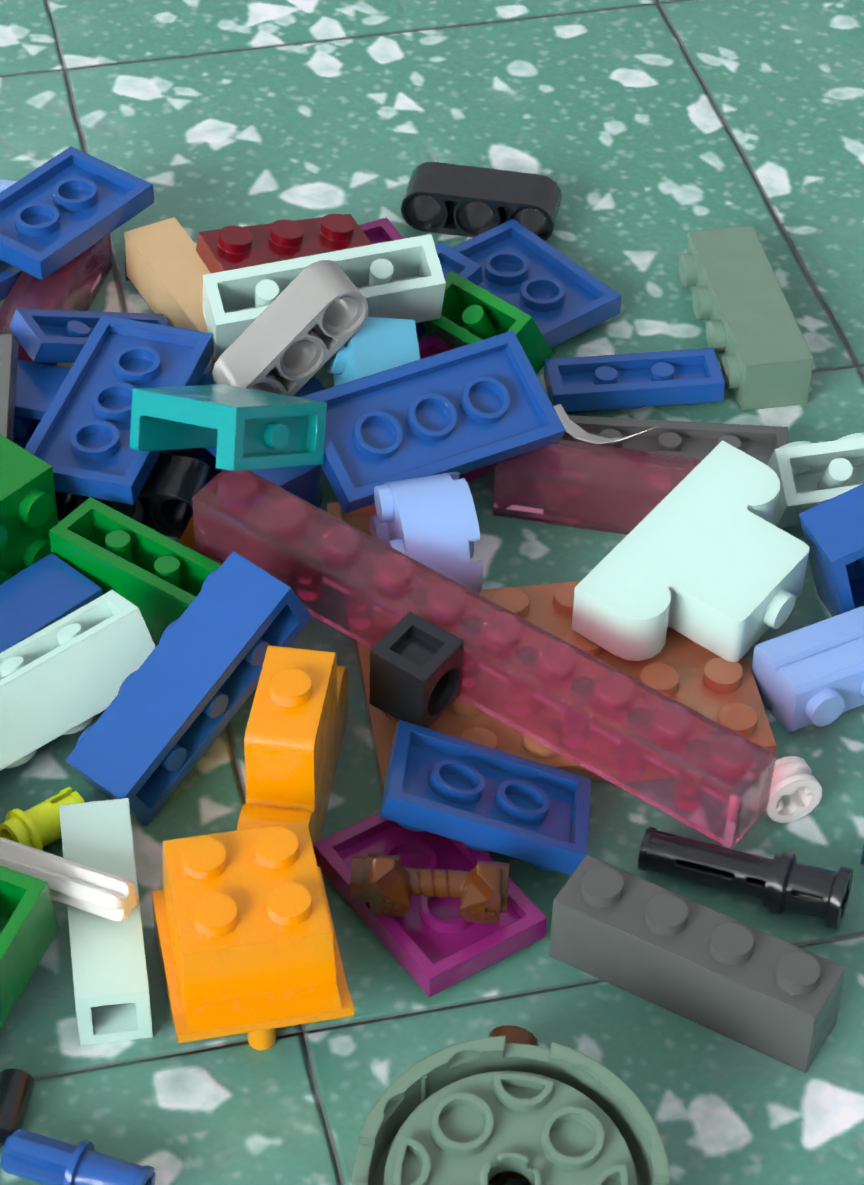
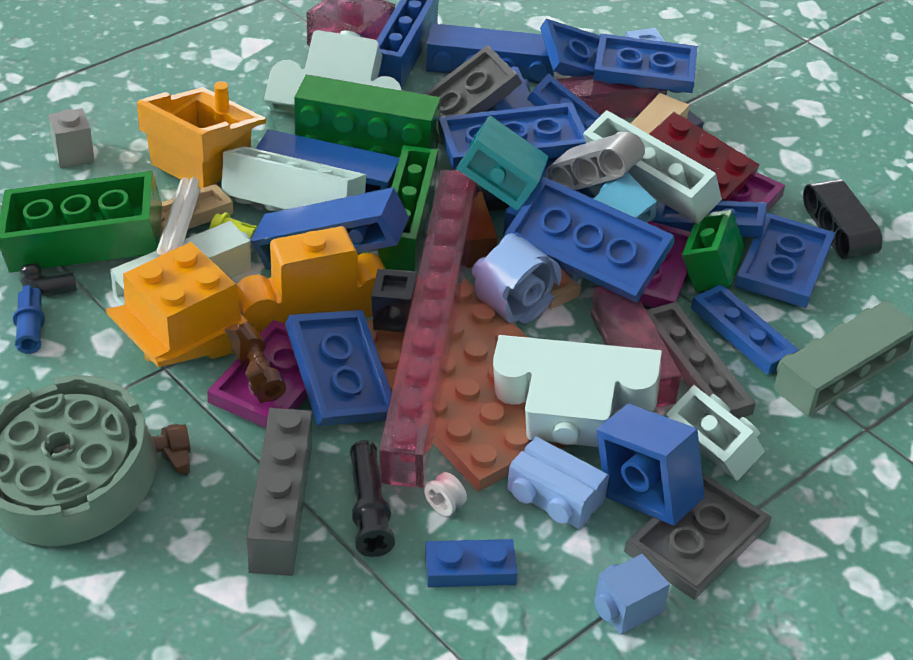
camera: 60 degrees right, 0 degrees up
(578, 433) = (661, 309): white sticker -> none

